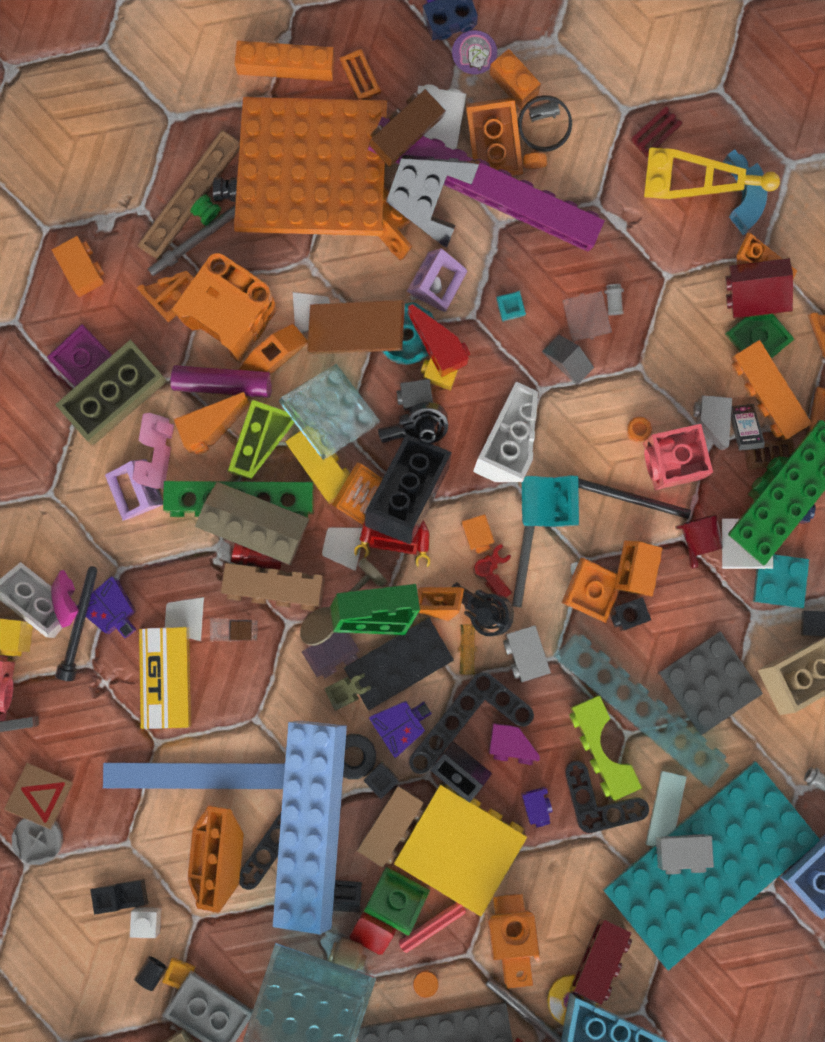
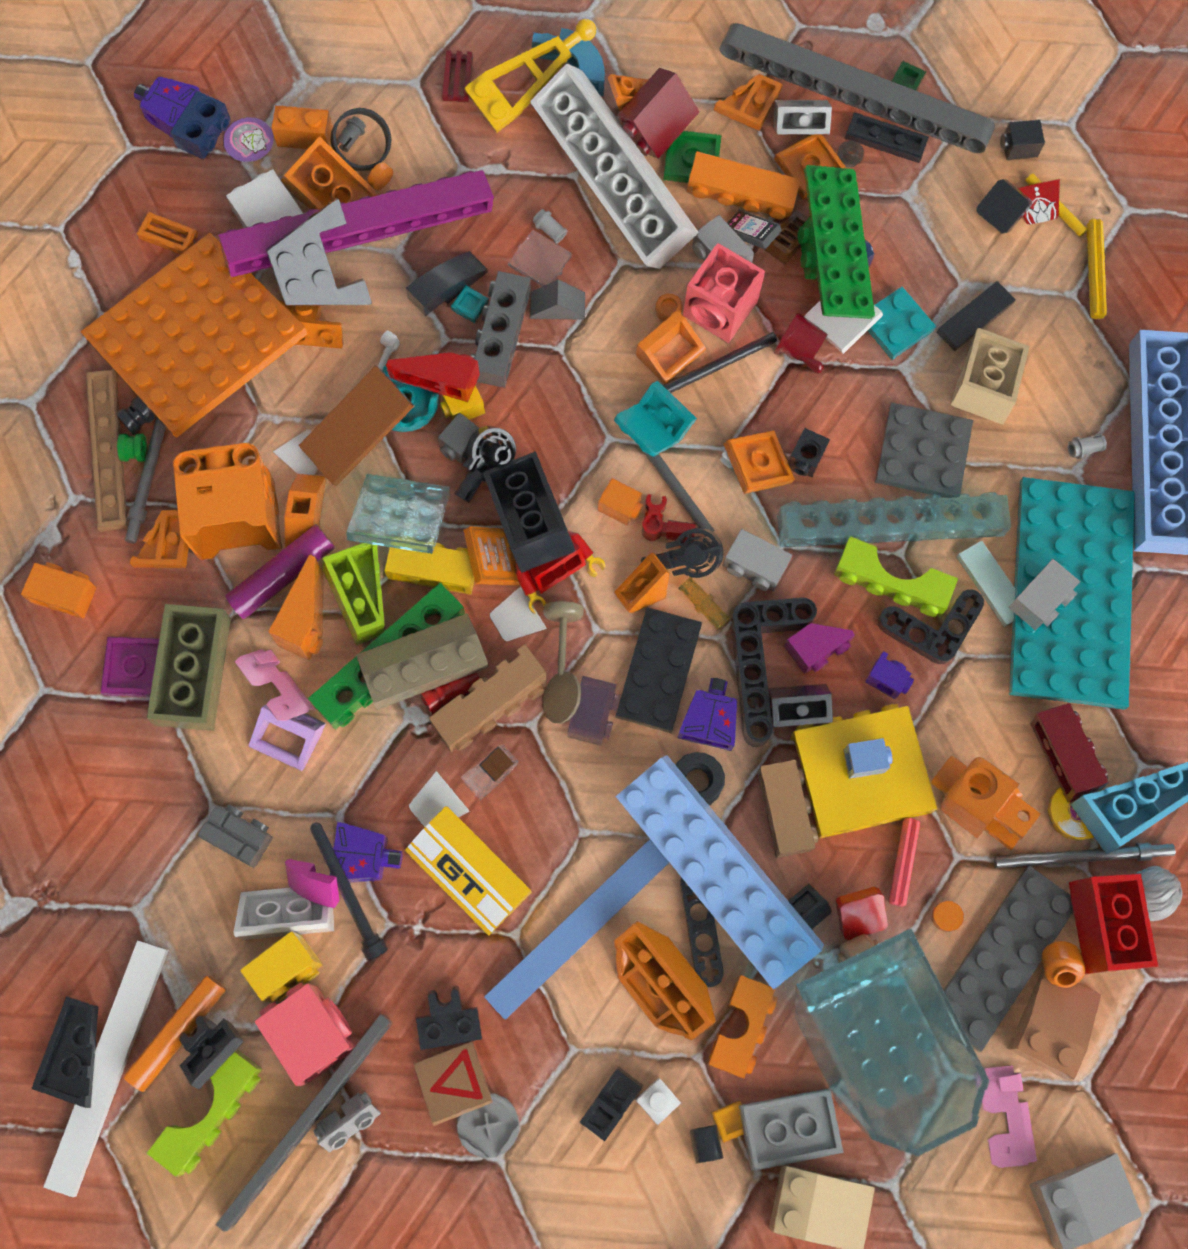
camera: 45 degrees left, 10 degrees down
(47, 525) = (236, 836): none -> dark grey brick
(69, 757) = (448, 1022): none -> black plate
(217, 939) = (754, 1002): none -> orange arch
(284, 60) = (90, 272): orange brick -> none
(345, 692) = (637, 734): olive plate -> none
(376, 610) = (598, 635): green wedge -> none
(381, 780) = (741, 775): black brick -> none
(397, 901) = (855, 866): green tile -> none
(406, 127) = (248, 222): reddish brown brick -> none
(427, 273) = (376, 335): lavender tile -> none
(466, 846) = (867, 758): none -> medium blue brick
(508, 277) = (445, 282): none -> black slope
(510, 443) = (576, 406): white wedge -> none
(548, 328) = (511, 289): none -> dark grey brick
(611, 445) = (659, 337): none -> orange tile
(638, 568) = (778, 410): orange brick -> none
(693, 298) = (613, 167): none -> white brick

